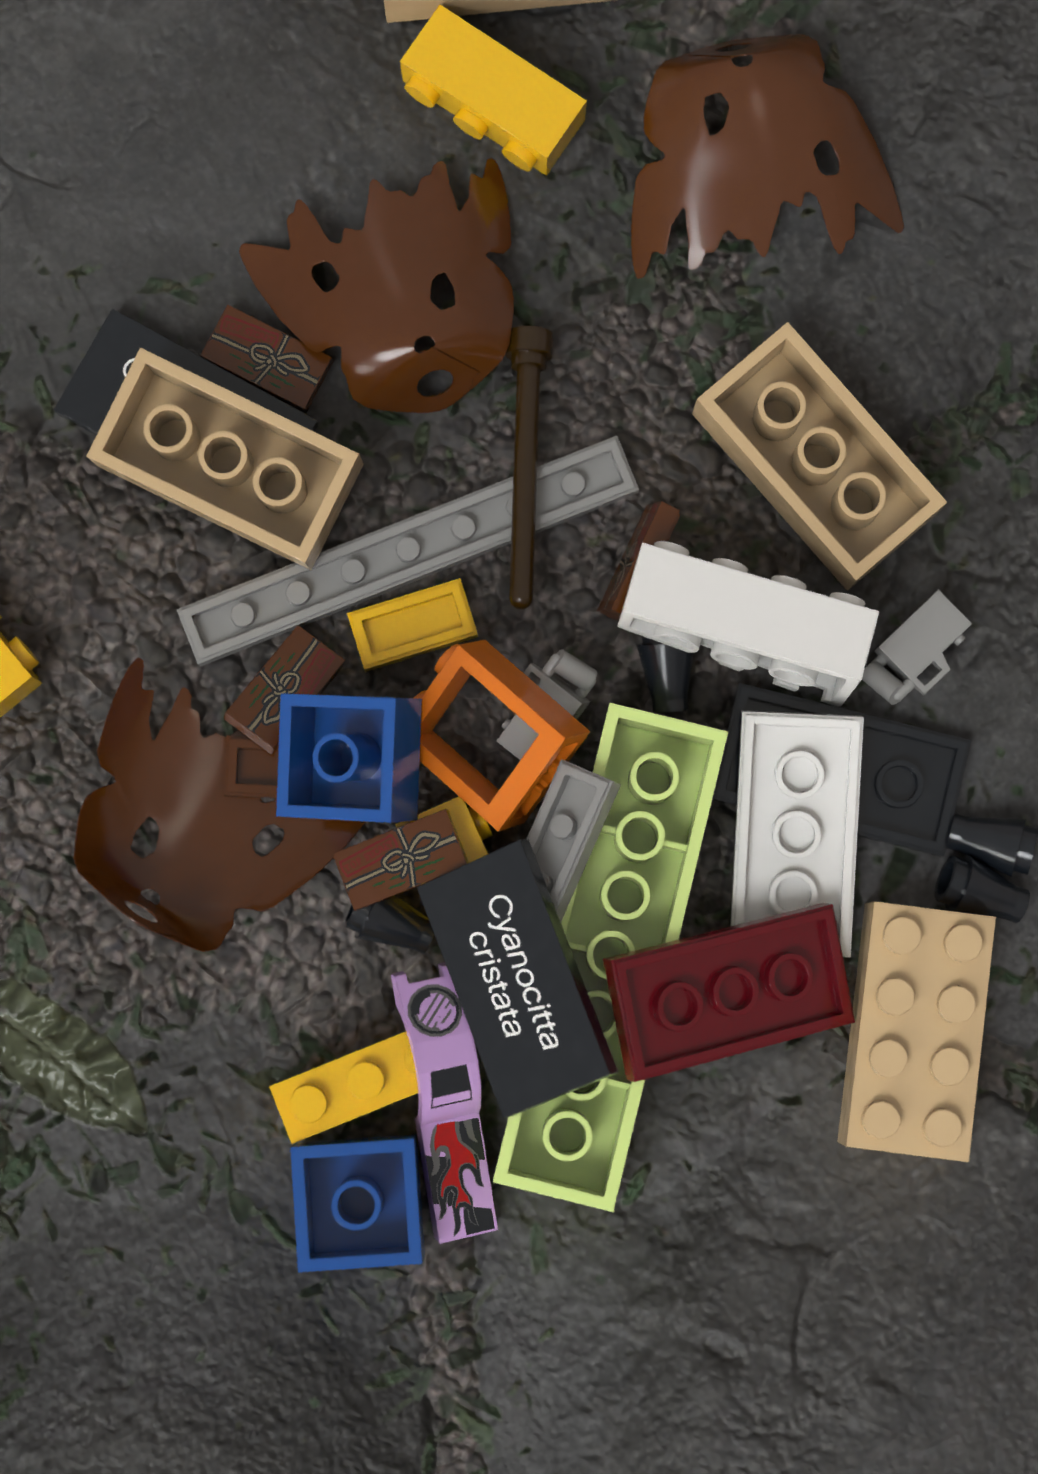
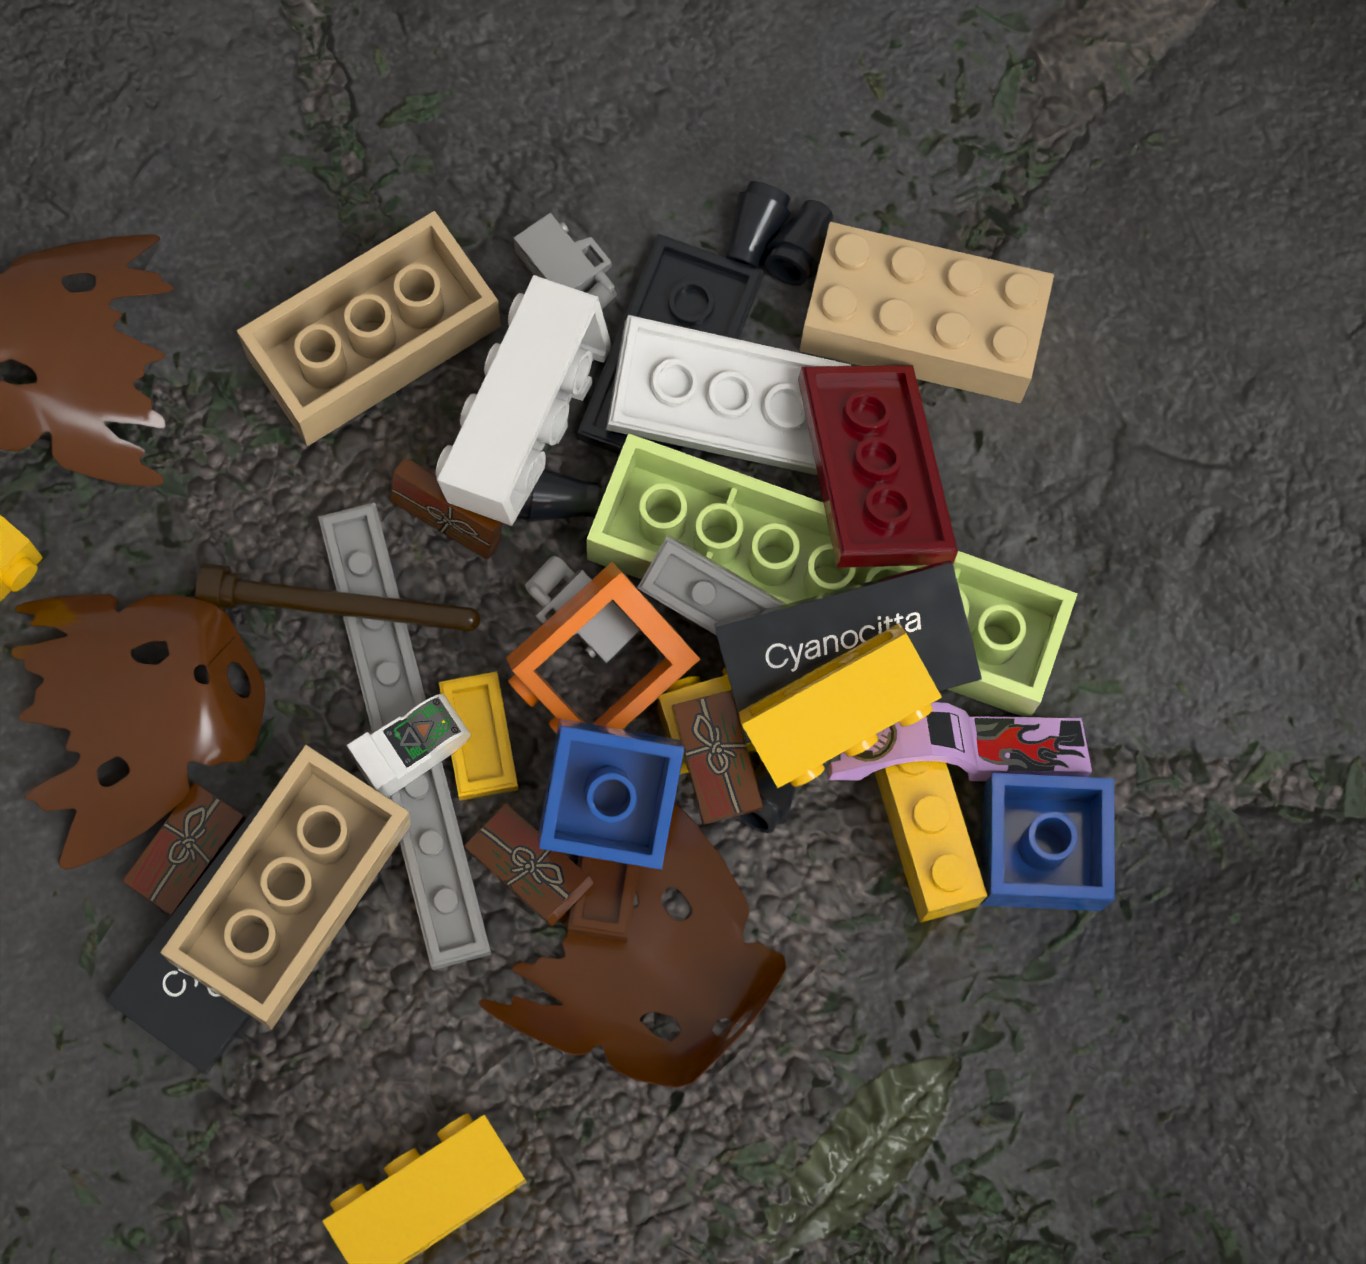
camera: 90 degrees left, 10 degrees down
(383, 555) = (409, 745): none -> leg
(453, 974) = (840, 707): none -> yellow brick

